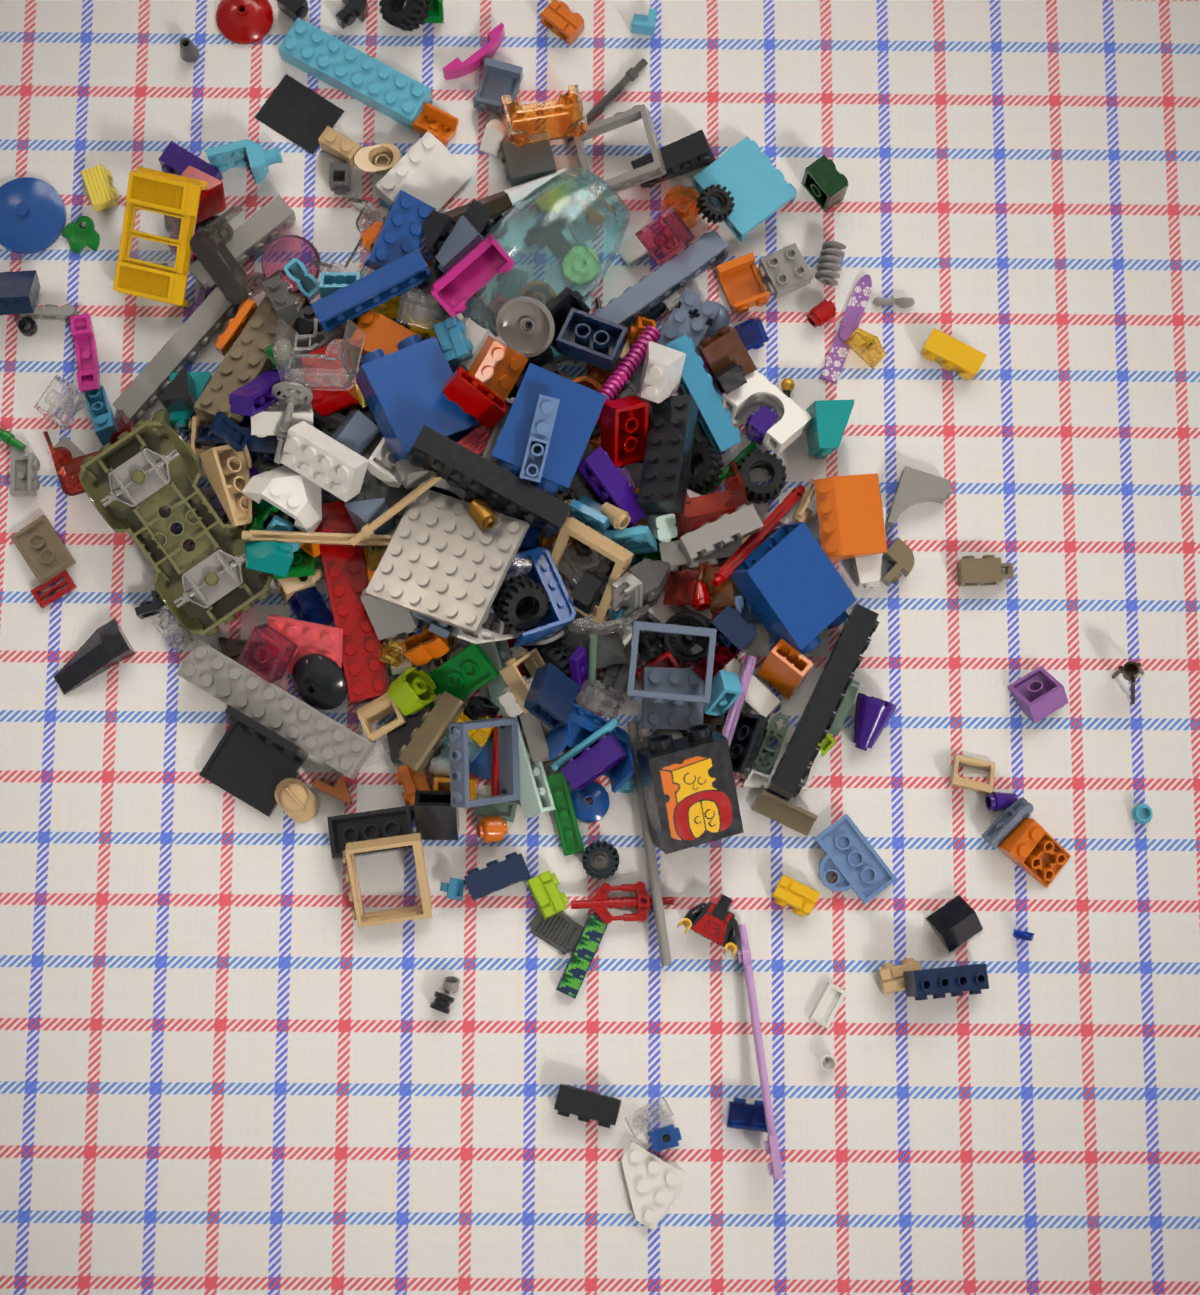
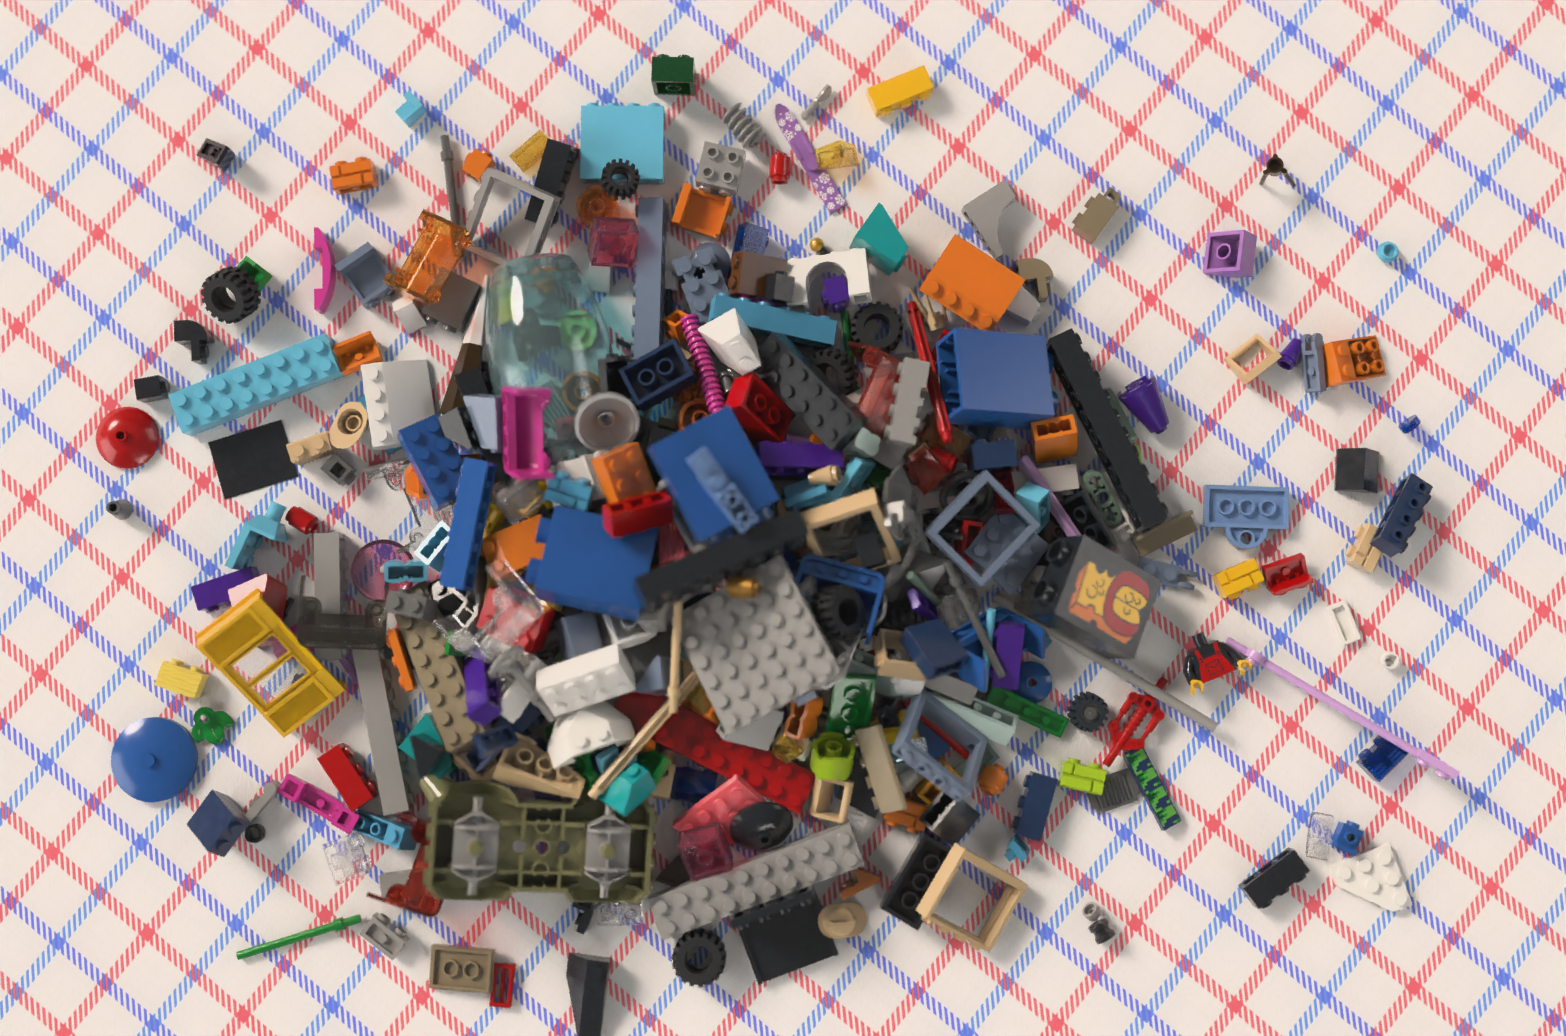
camera: 45 degrees left, 5 degrees up
(120, 358) = (348, 776): none -> red brick
(170, 706) = (693, 975): none -> black tyre
(282, 181) = (302, 520): none -> red brick
(617, 675) = (956, 581): none -> dark grey bar
(645, 96) = (477, 163): none -> orange brick
(680, 128) = (530, 151): none -> clear yellow tile
(755, 838) = (1167, 573): none -> sand blue hinge
(828, 930) = (1286, 574): none -> red bracket

